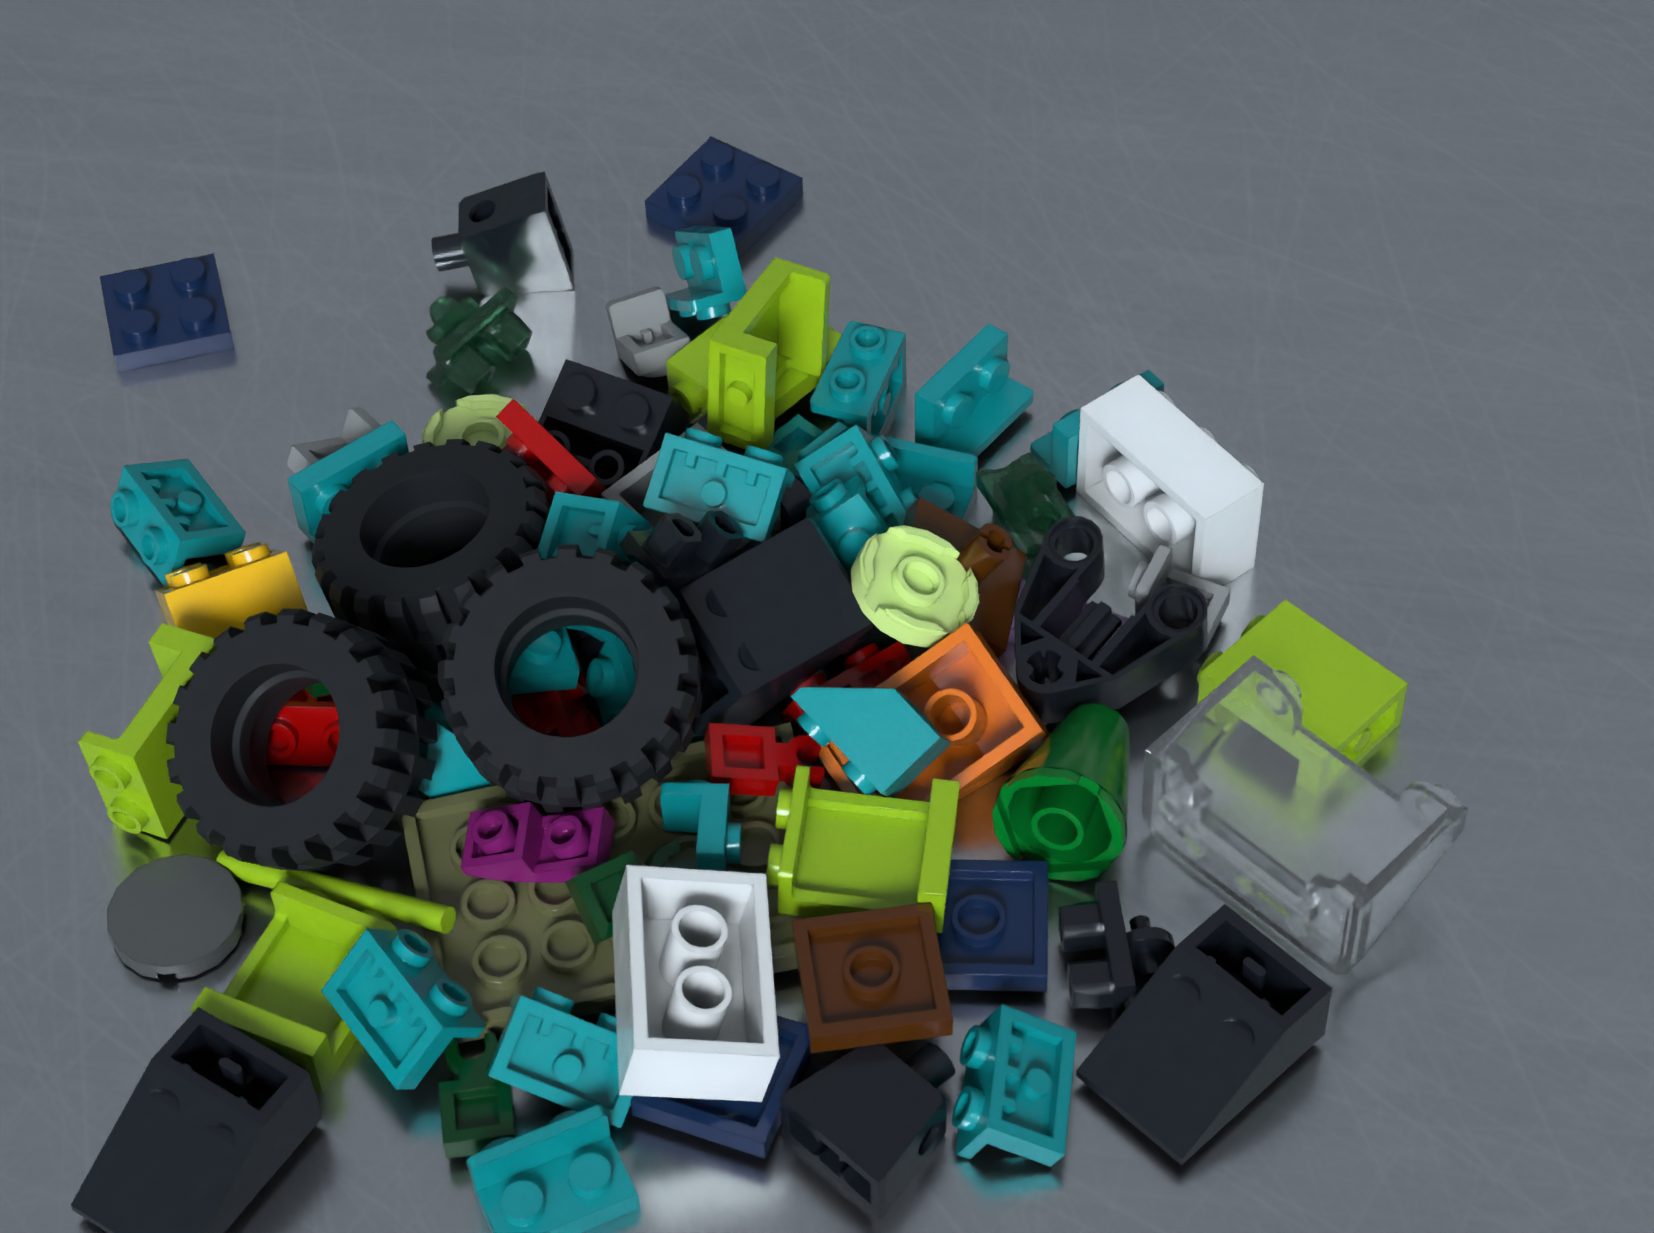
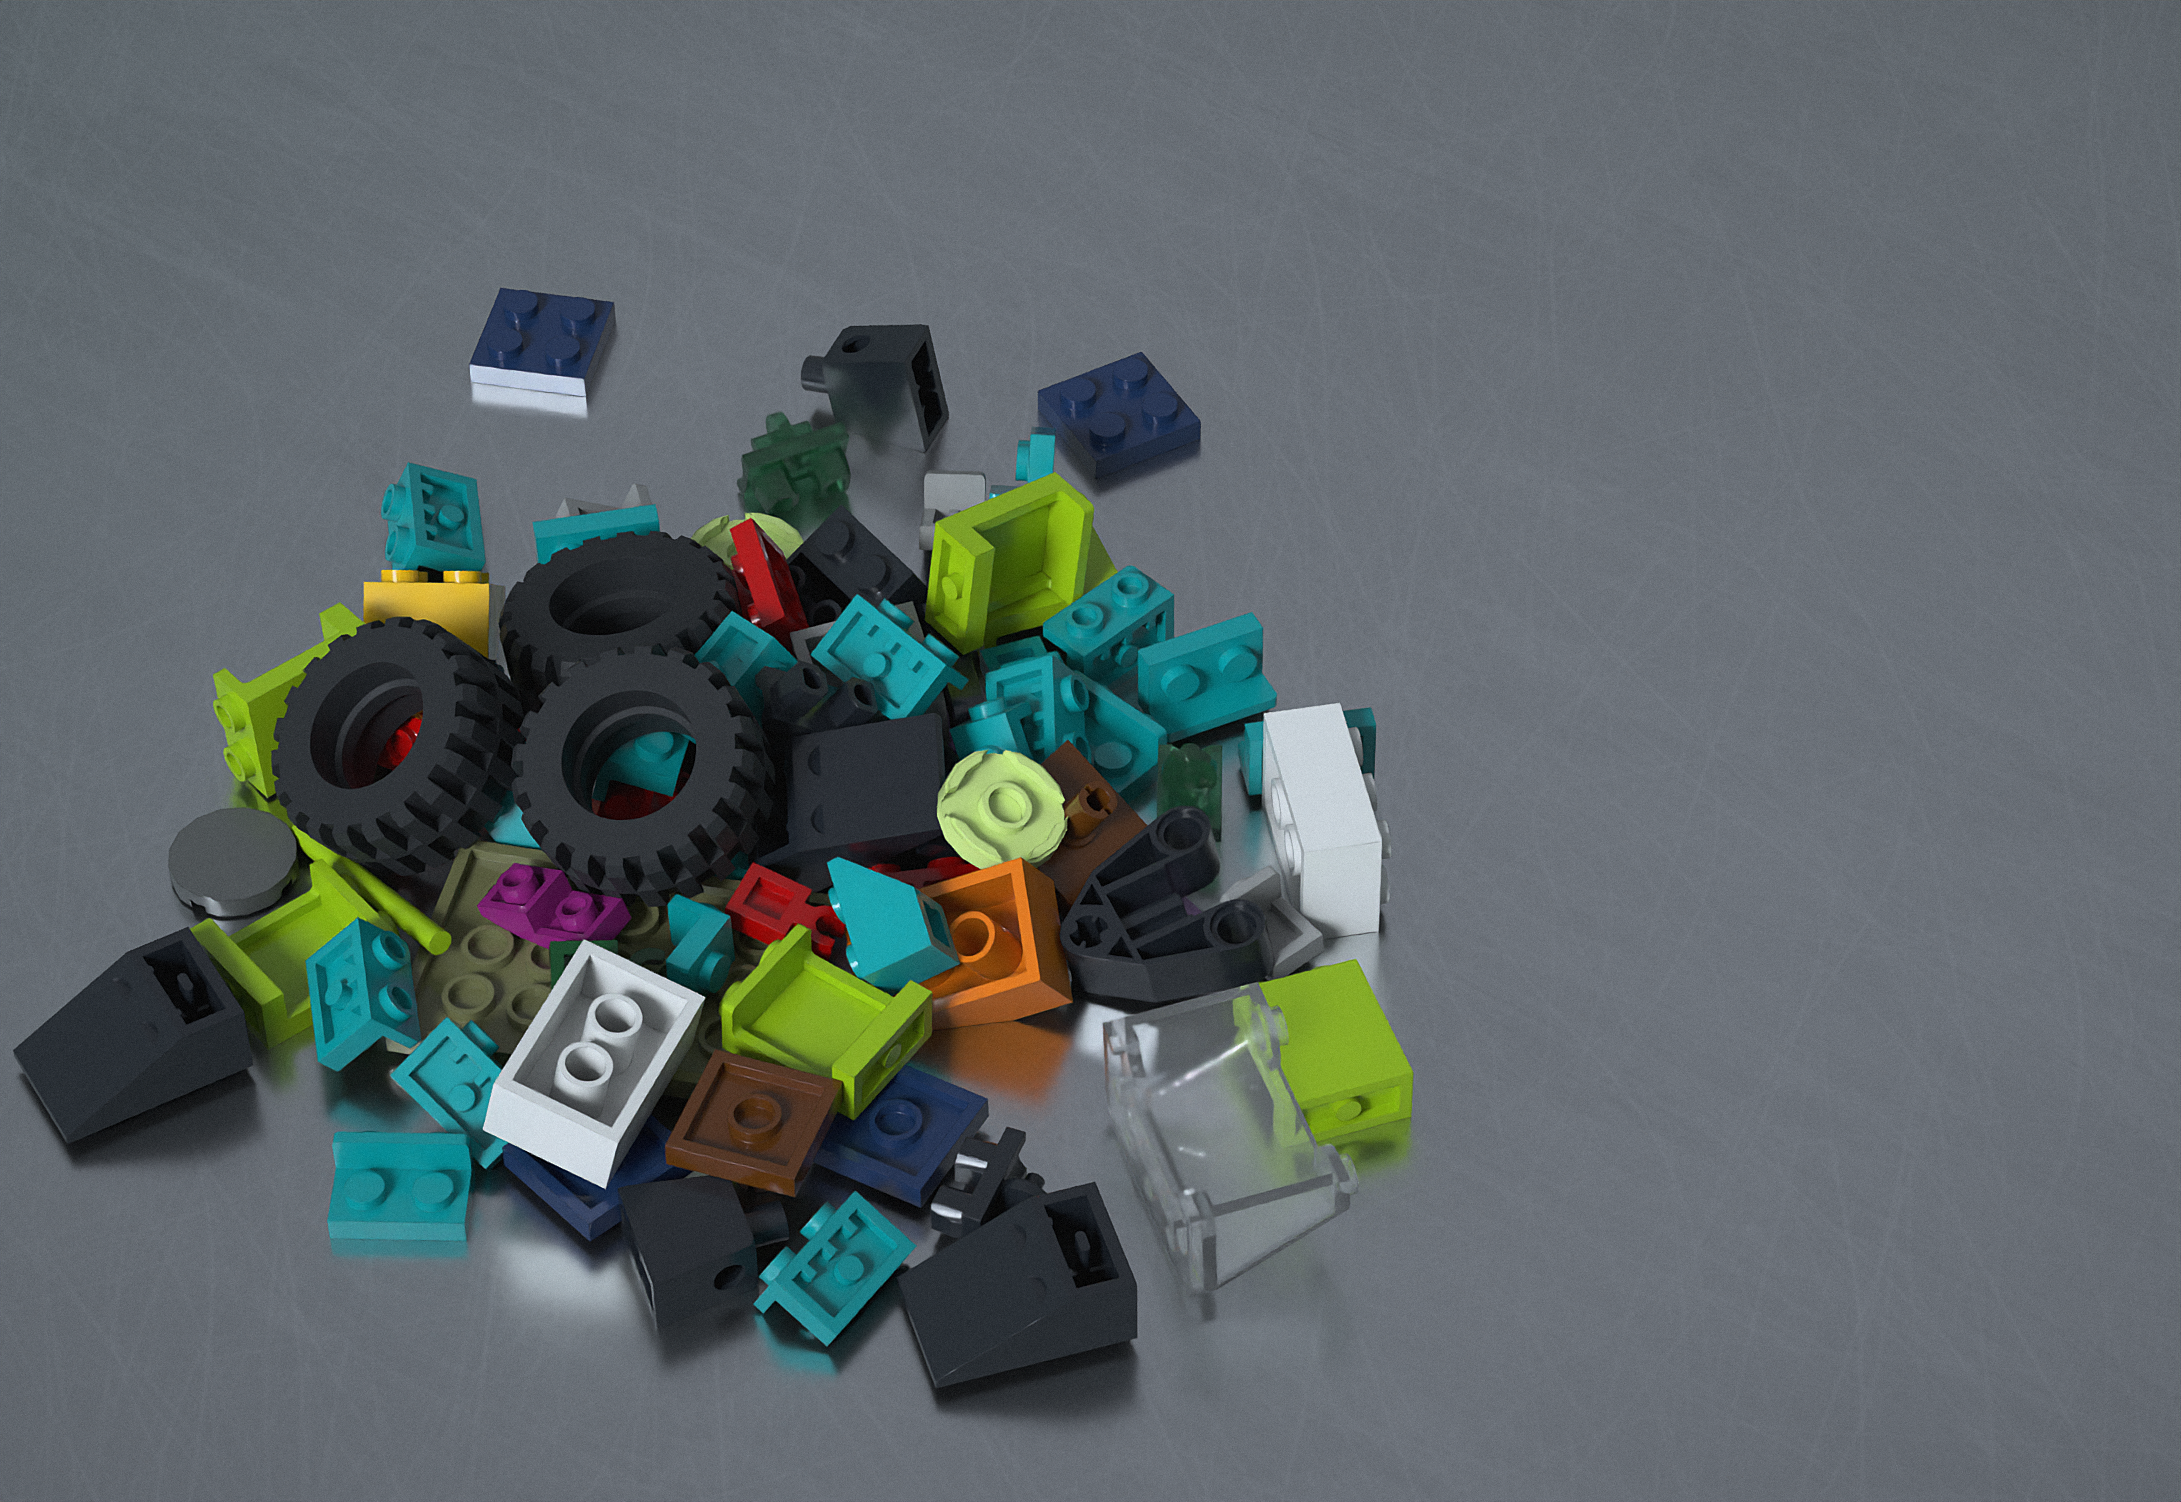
camera: 25 degrees right, 5 degrees down
(473, 1104) = (375, 1100): dark green plate -> none
(1070, 797) = (1039, 1049): green cone -> none

